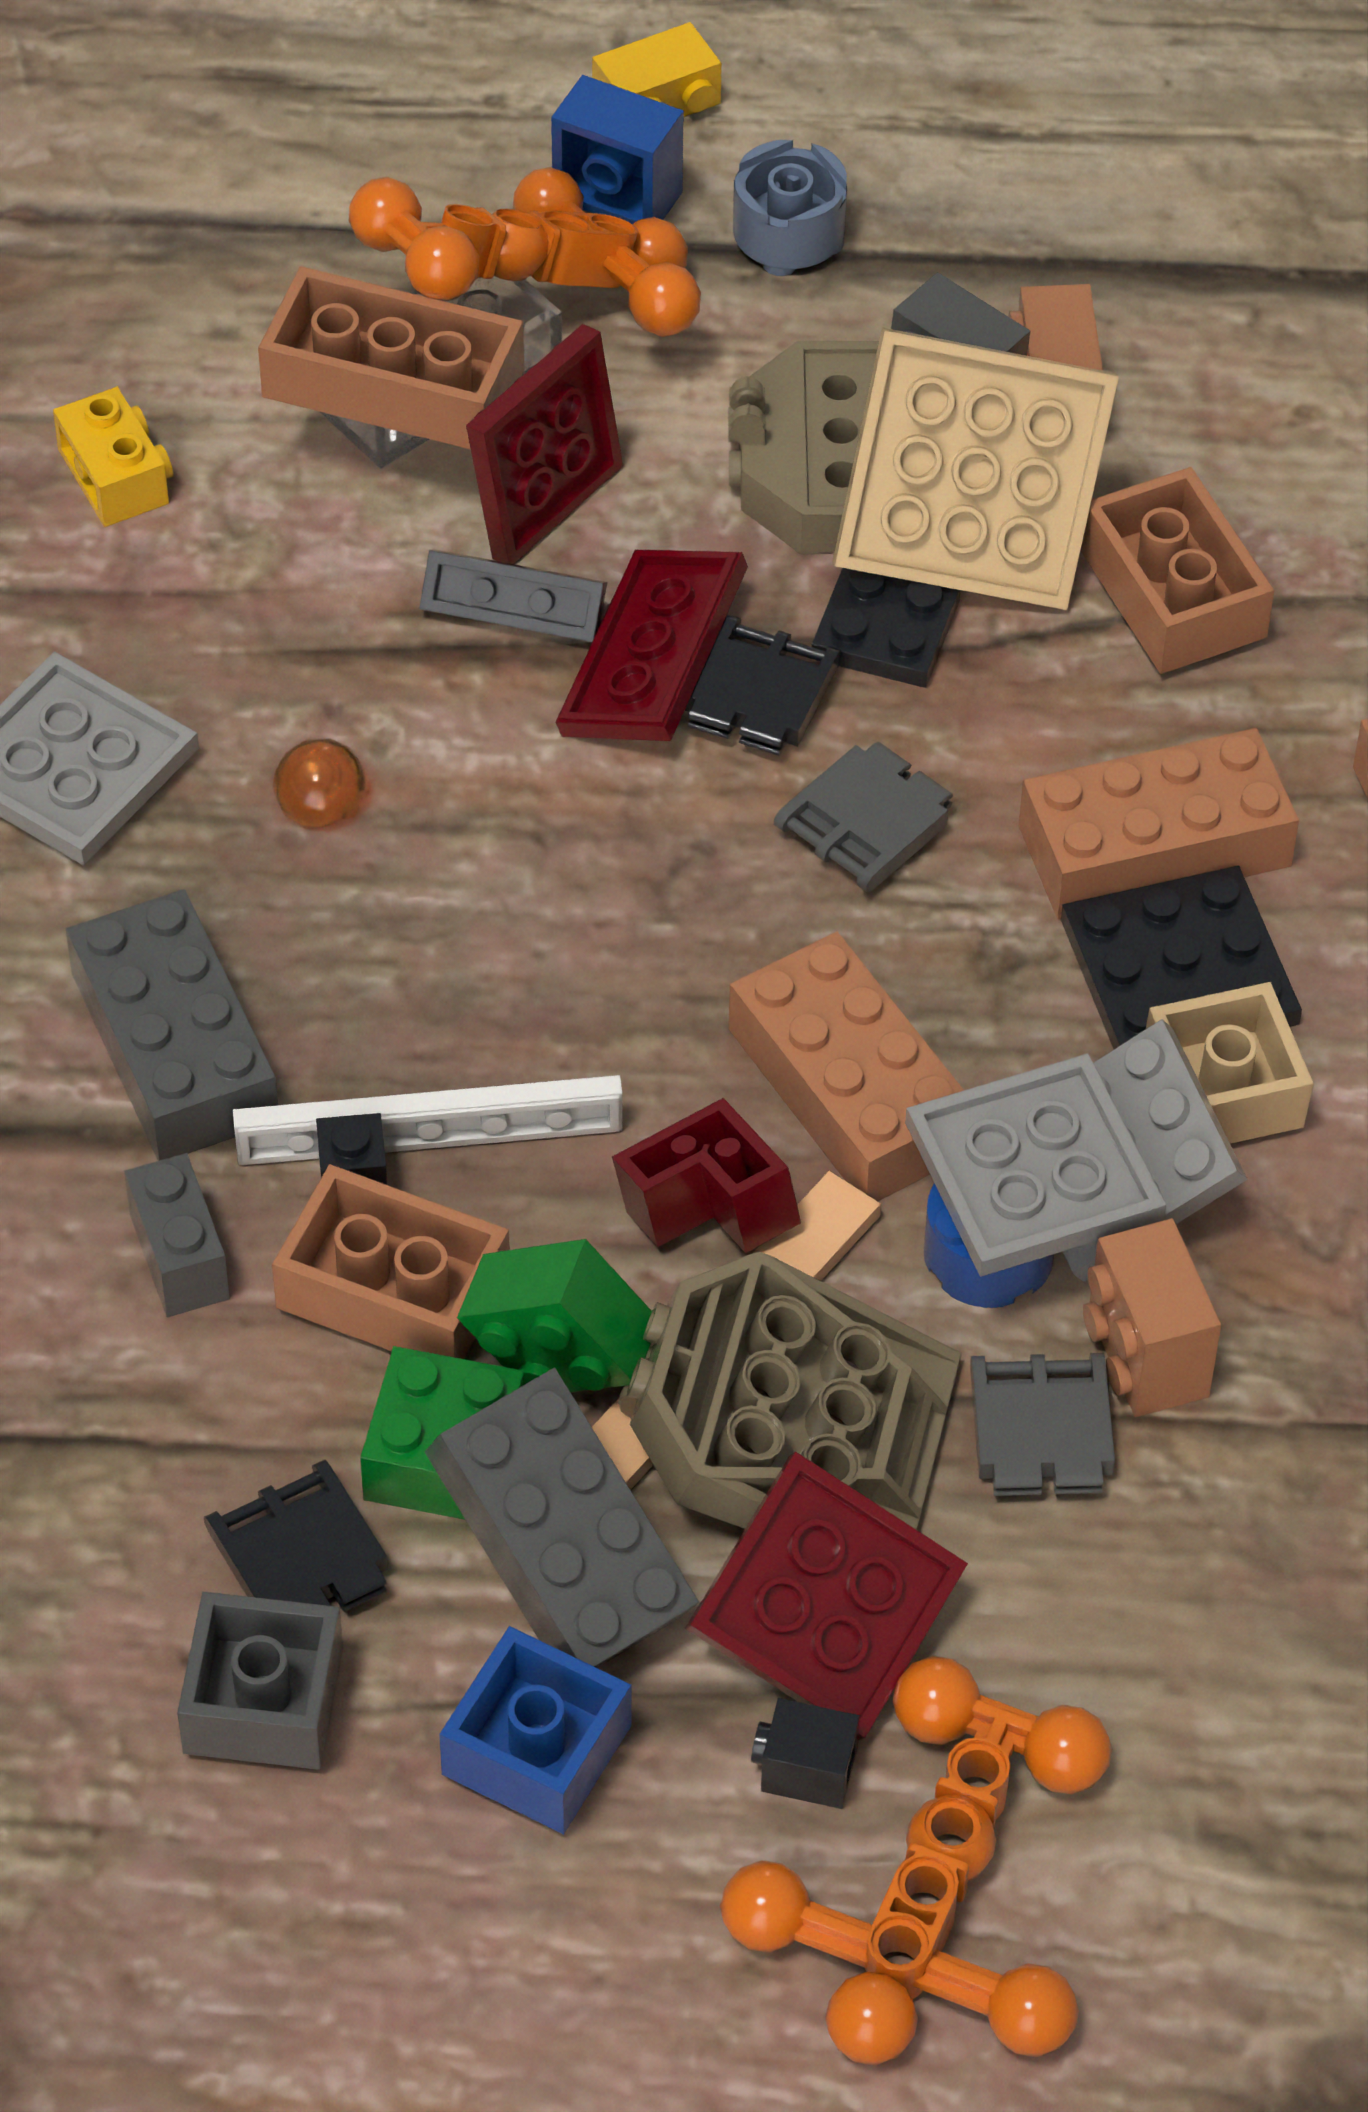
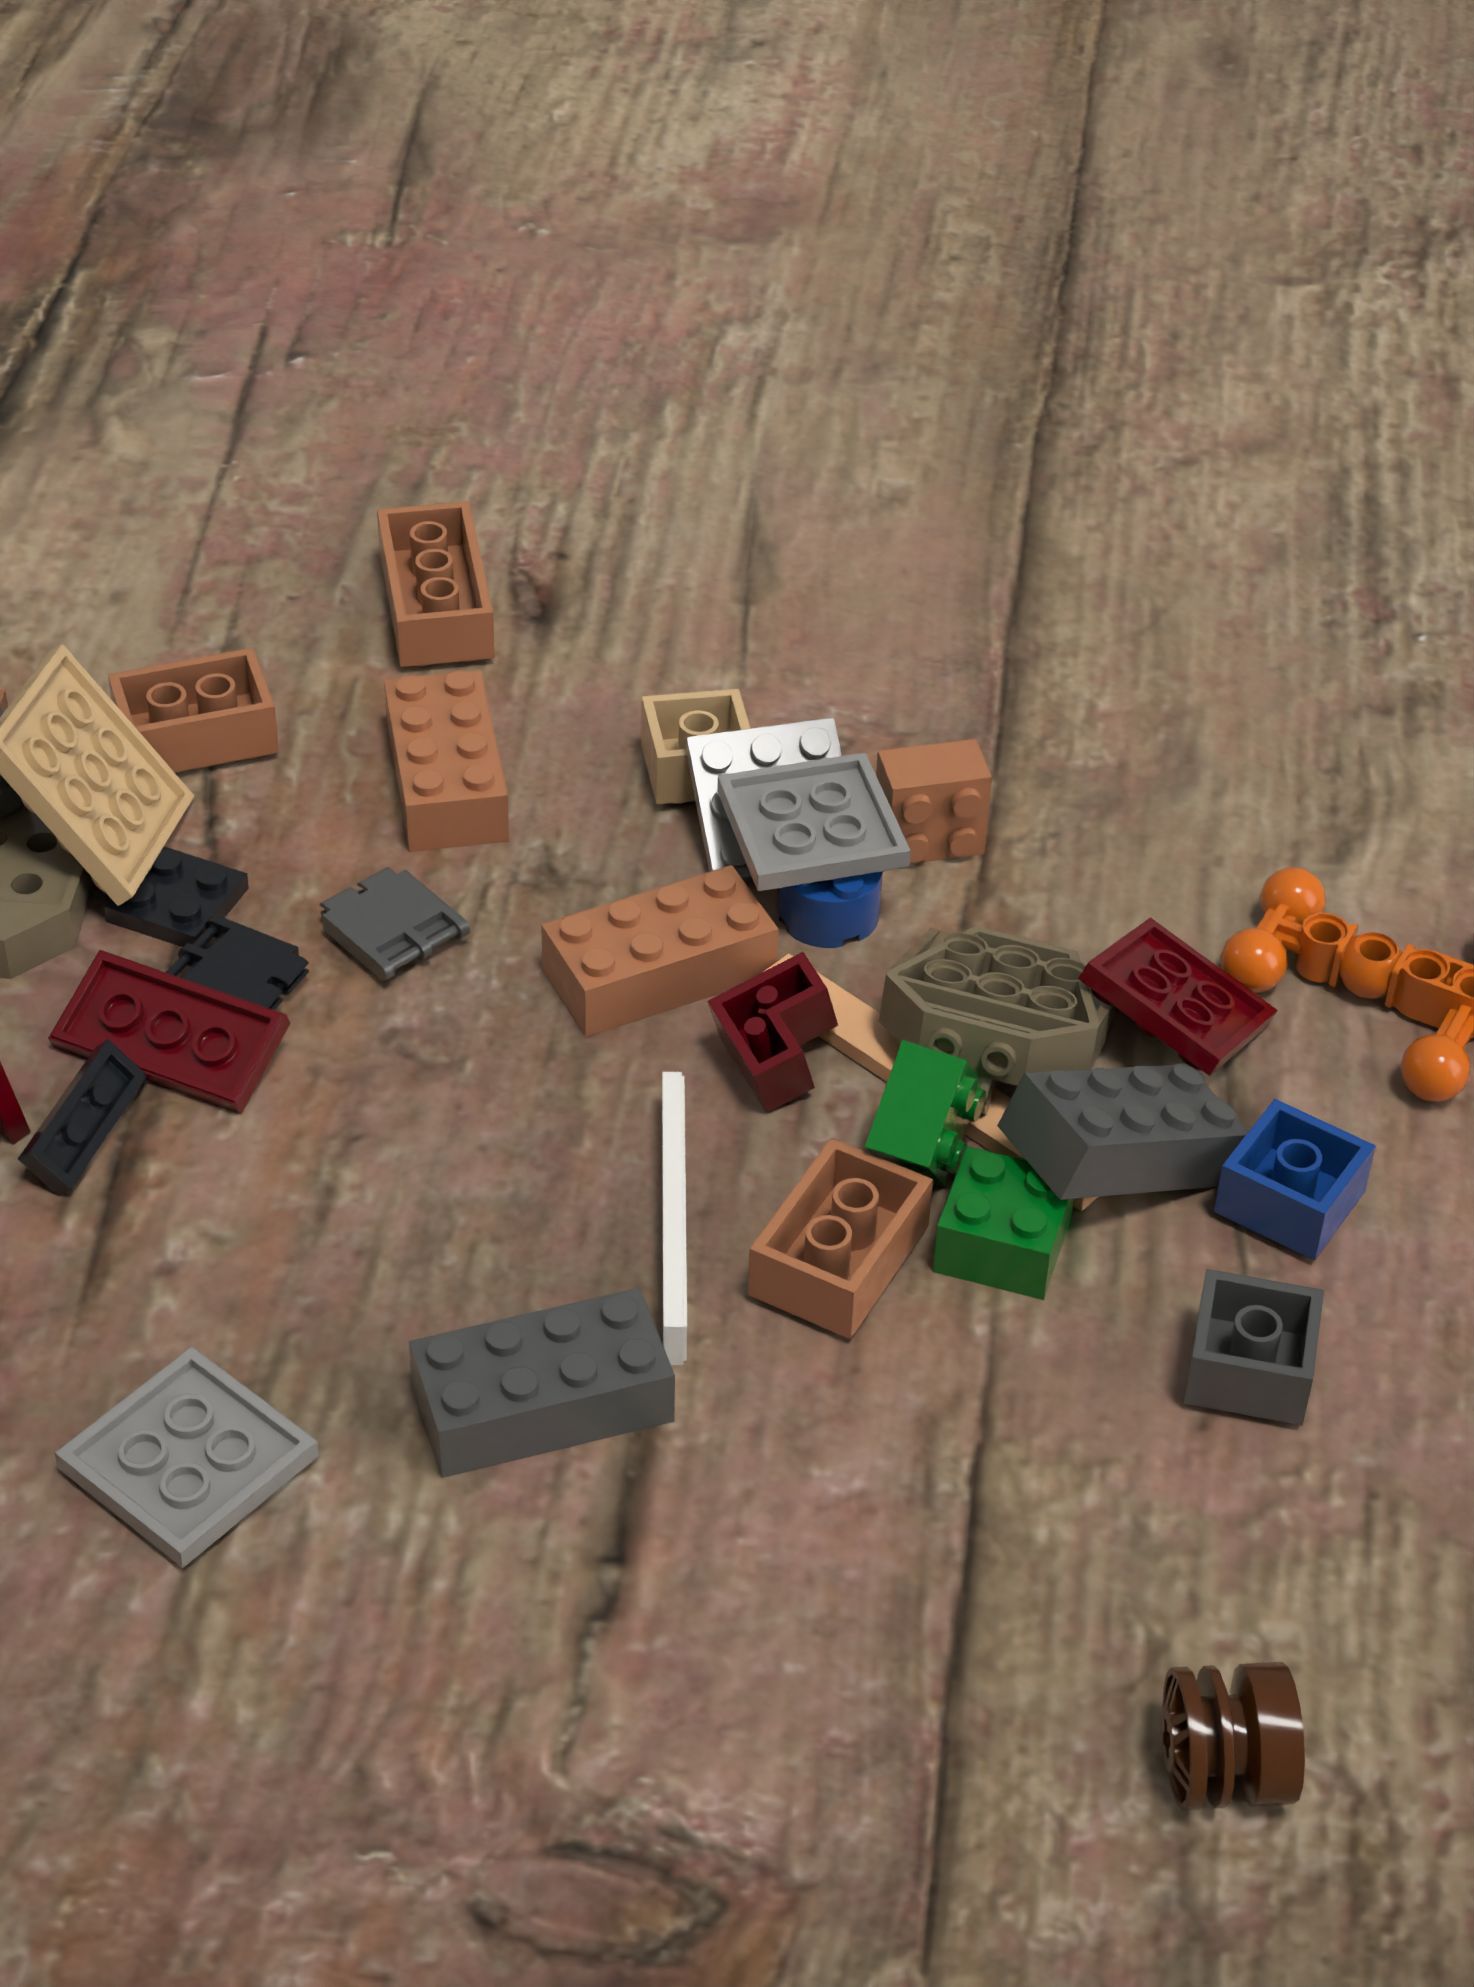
camera: 85 degrees left, 10 degrees down
(177, 1235) = (781, 1388): dark grey brick -> none
(304, 1548) = (1109, 1329): black plate -> none
(320, 783) = (266, 1270): clear orange hair -> none
(353, 1145) = (718, 1263): black brick -> none
(807, 1752) = (1297, 1036): black brick -> none
(1042, 1425) = (1001, 888): dark grey plate -> none
(1172, 947) = (576, 777): black plate -> none

